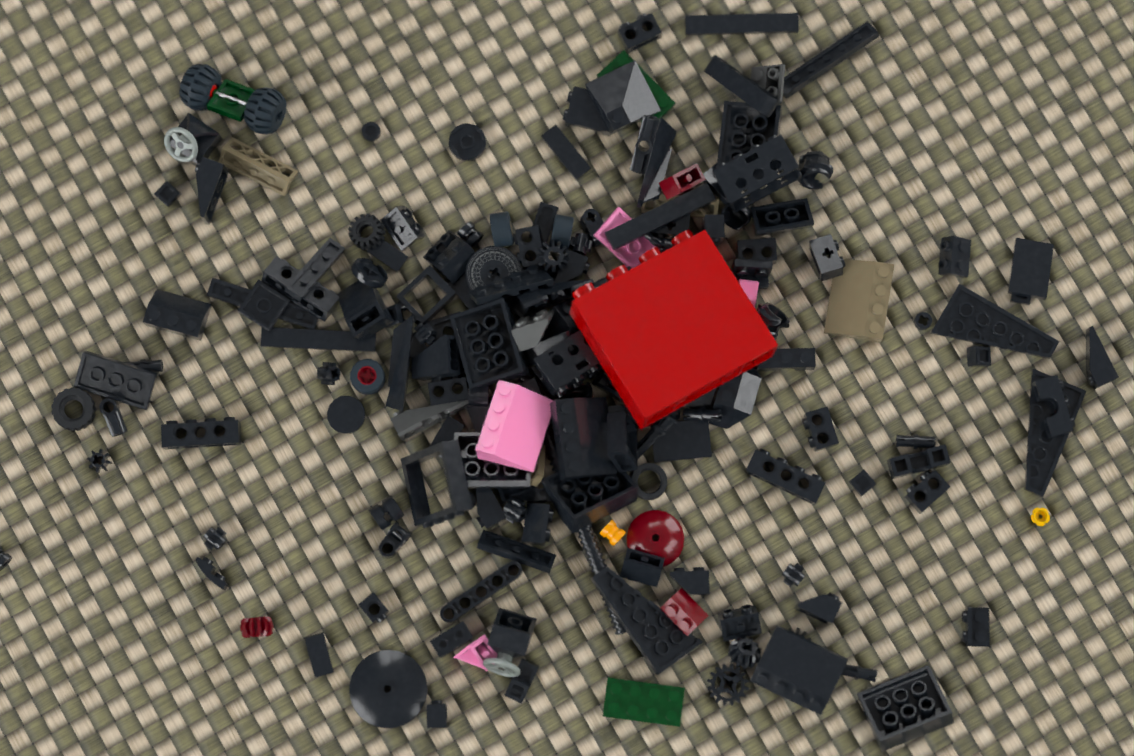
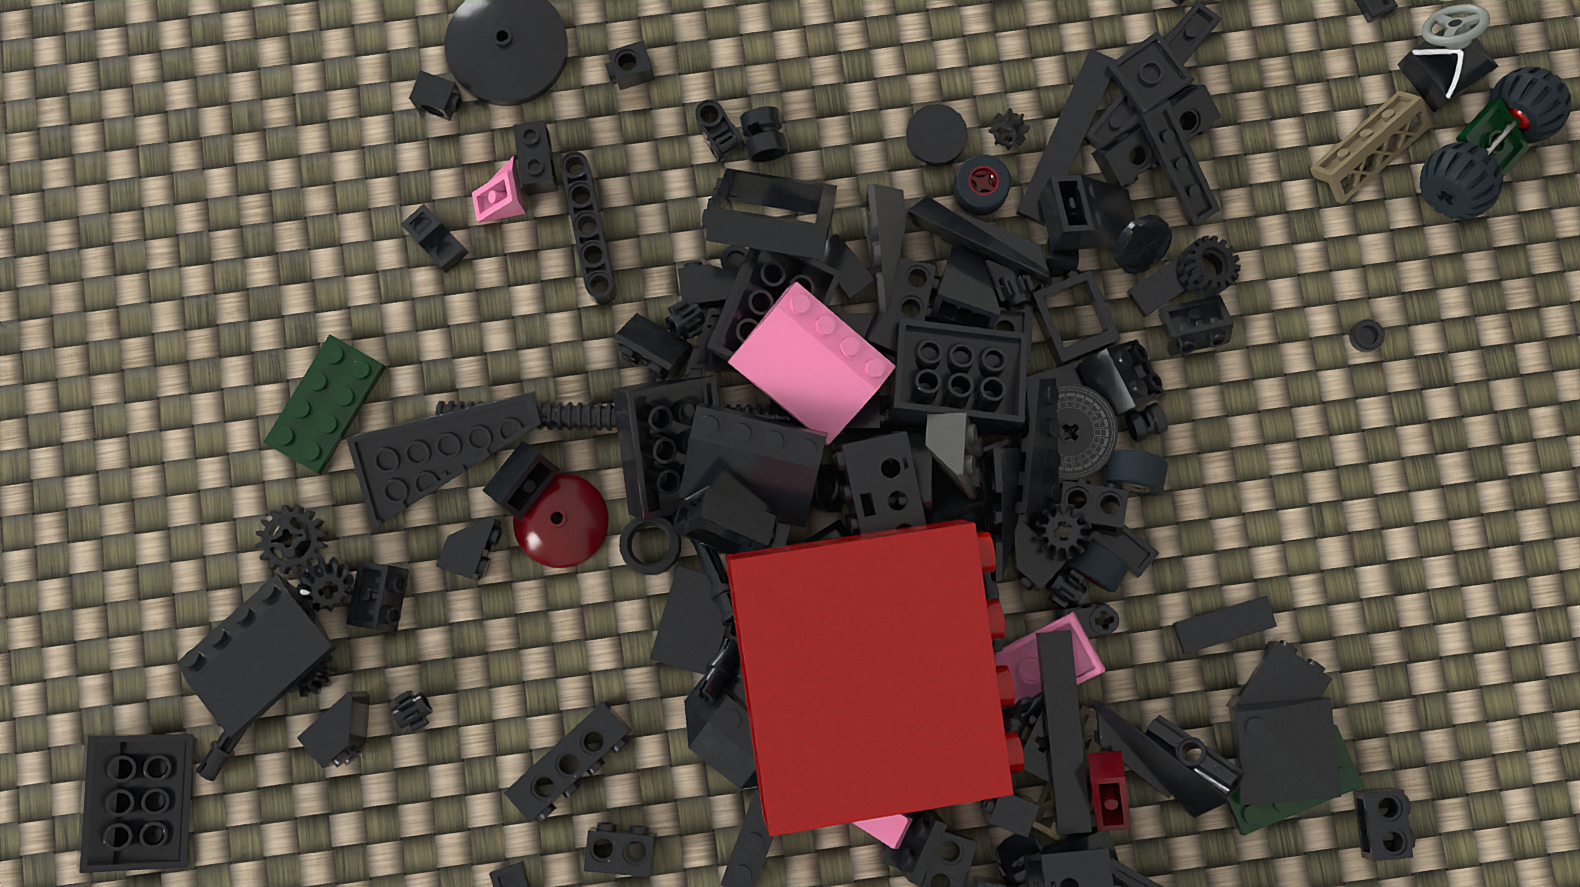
camera: 110 degrees right, 0 degrees up
(210, 183) = (1364, 55): black slope -> none
(467, 142) = (1297, 476): black tile -> none
(510, 639) = (499, 239): black piece -> none
(516, 551) = (628, 299): black plate -> none
(538, 473) = (733, 378): dark tan tile -> none
(612, 533) = (594, 457): light orange wheel -> none
(684, 611) = (426, 516): dark red brick -> none
(773, 318) = (827, 846): black helmet -> none

